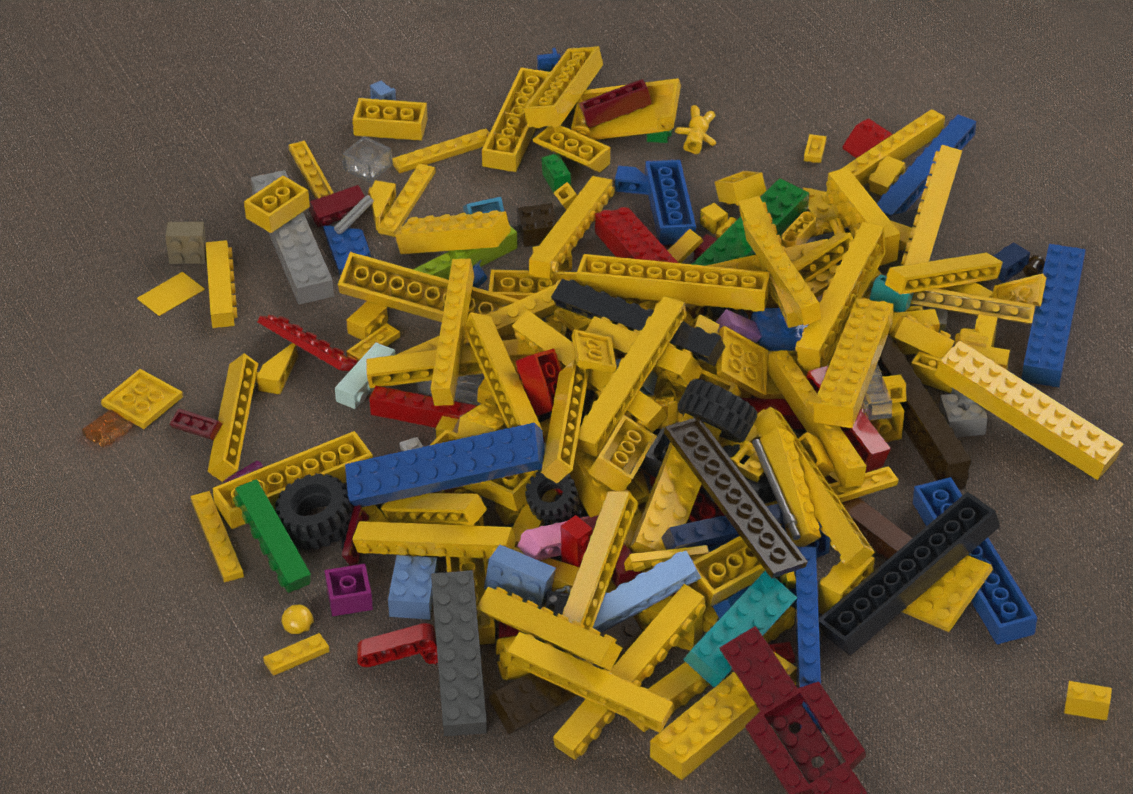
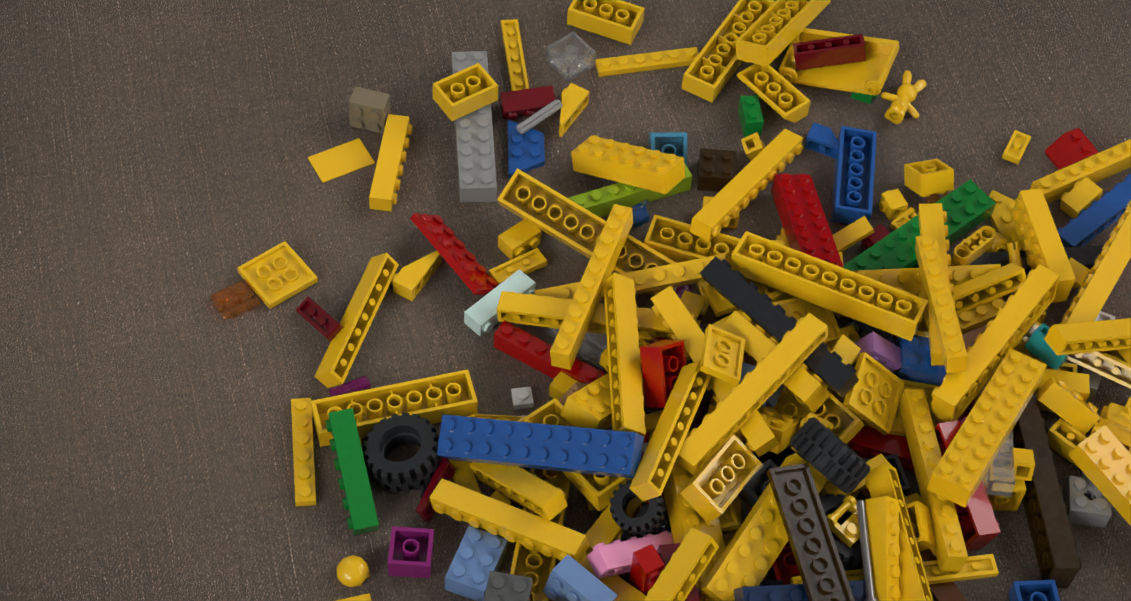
camera: 10 degrees right, 10 degrees up
(406, 200) = (597, 109): yellow plate -> none

